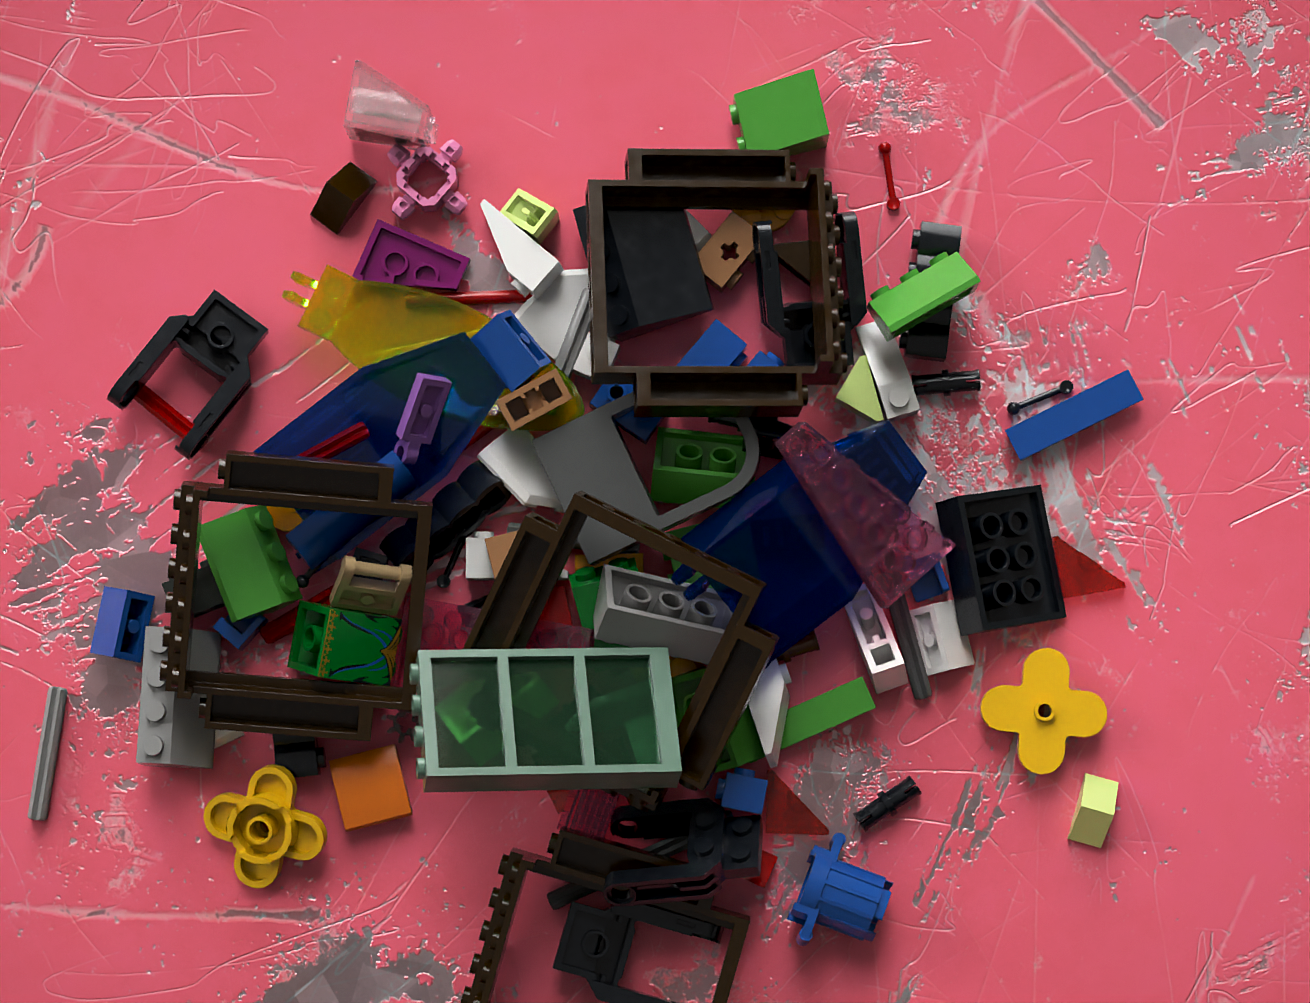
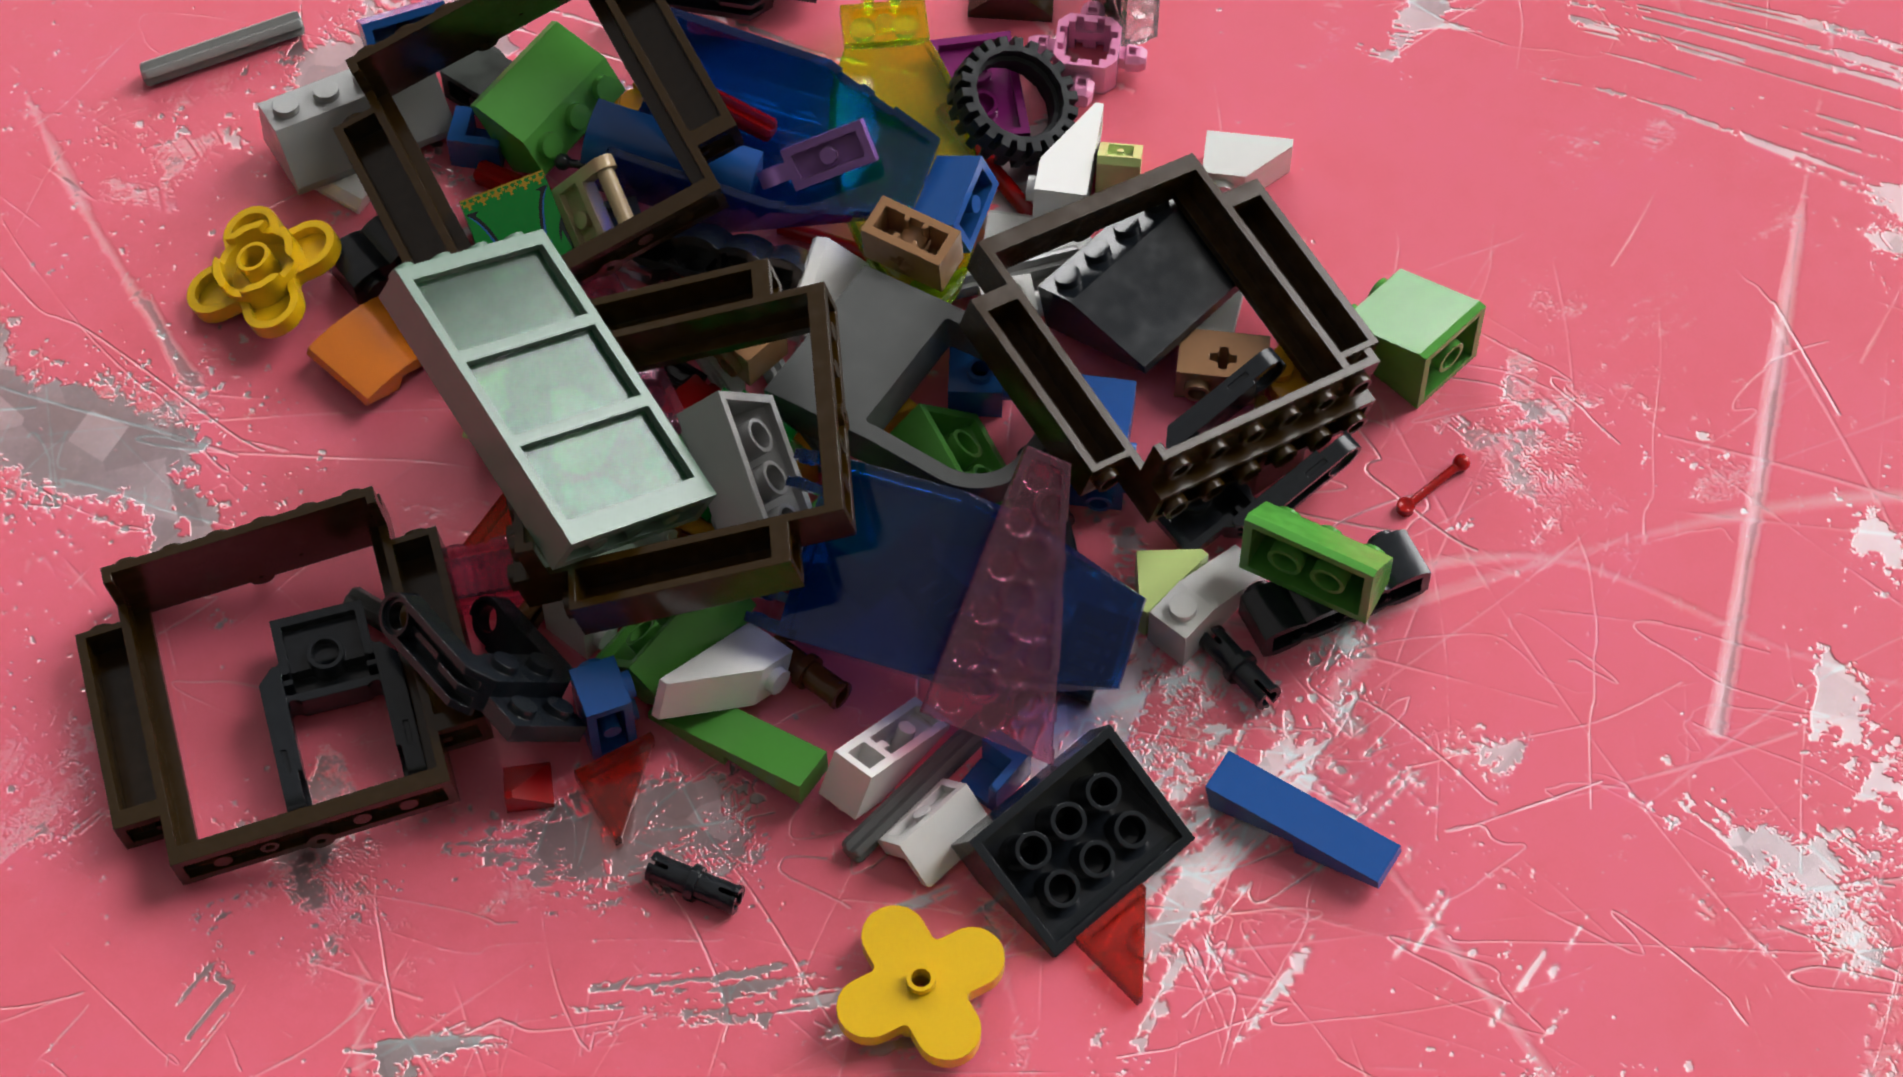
camera: 55 degrees right, 25 degrees down
(464, 228) = (1034, 68): none -> black tyre
(580, 140) = (1240, 158): none -> white slope
(839, 896) = (543, 875): blue container -> none
(1065, 388) = (1265, 759): black hinge -> none

